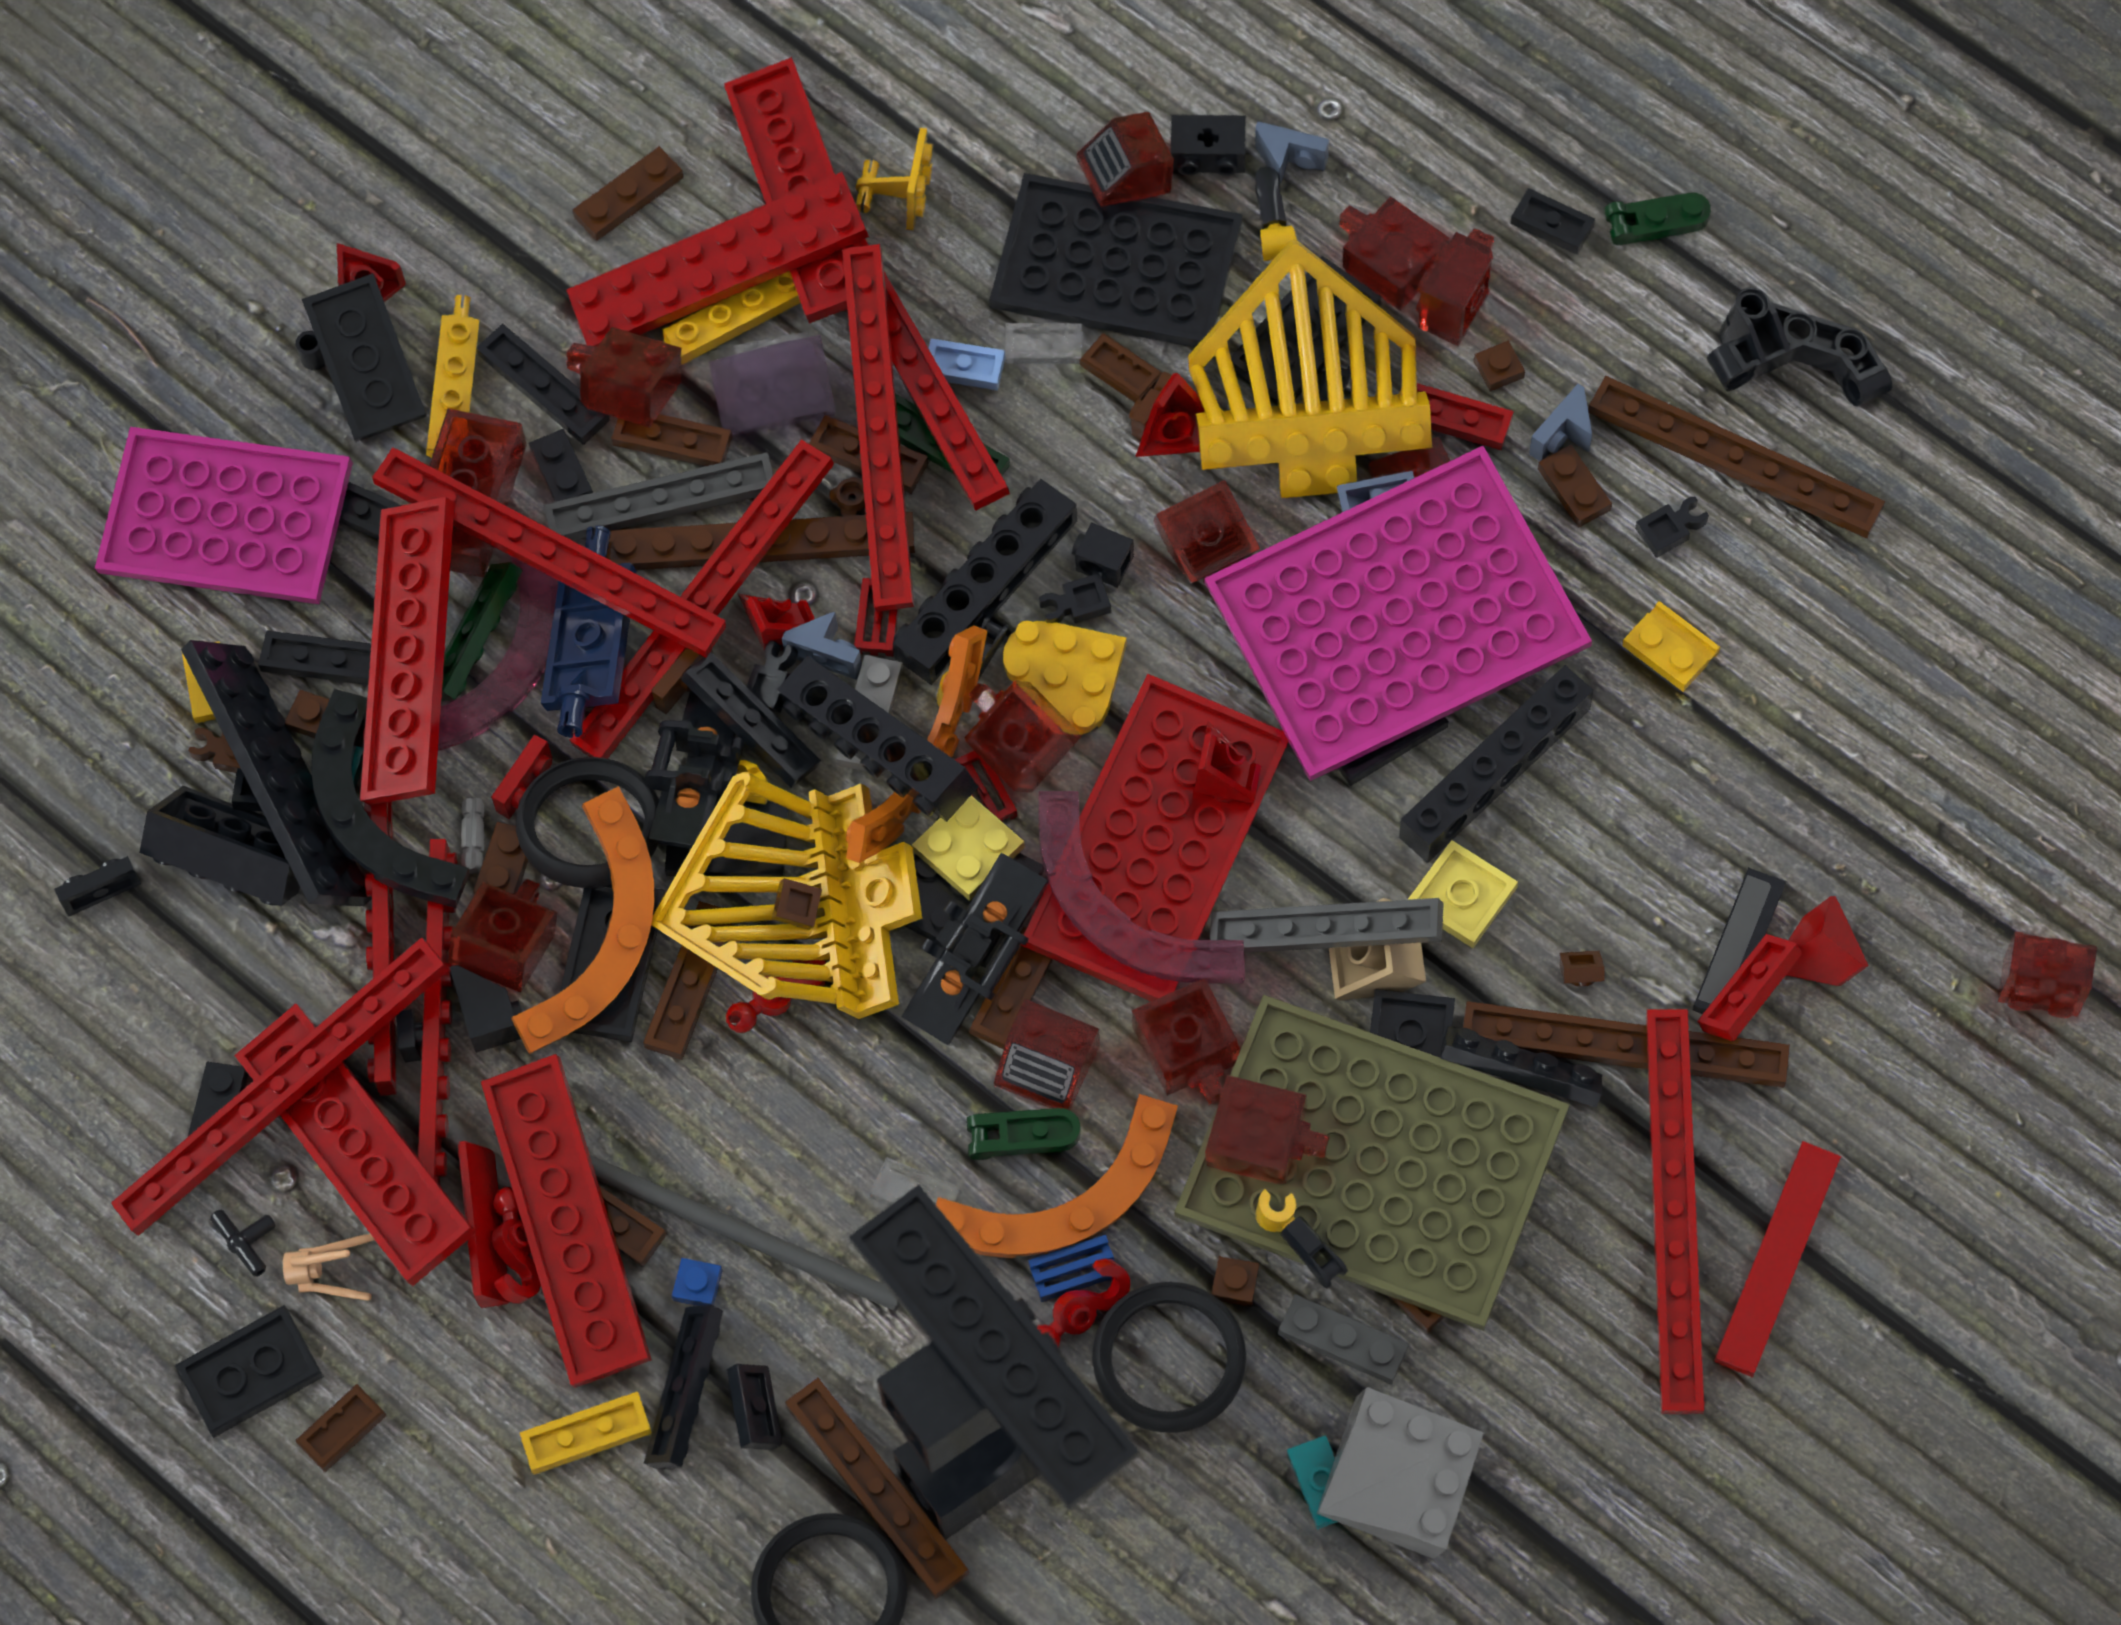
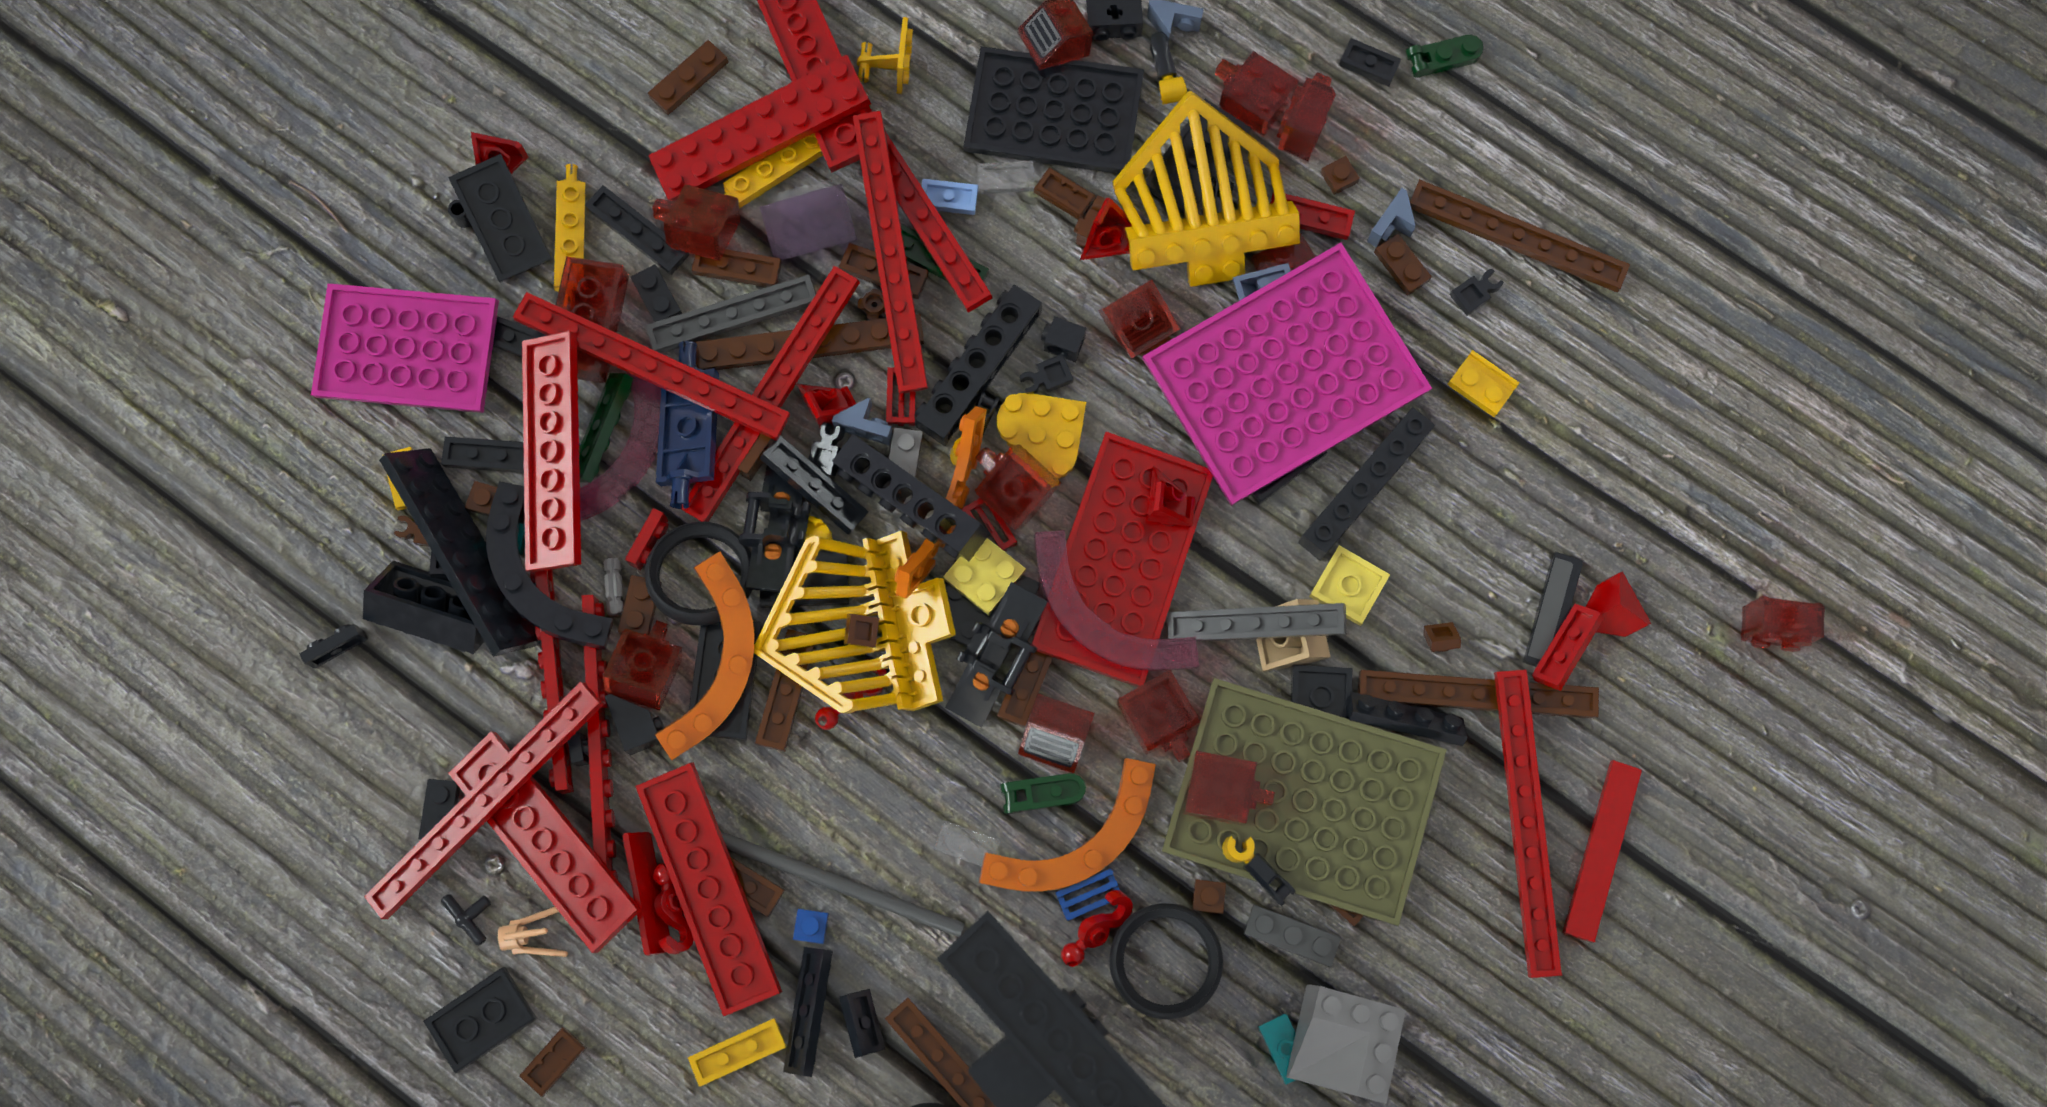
camera: 10 degrees left, 10 degrees up
(1759, 341) = (1529, 145): black connector -> none

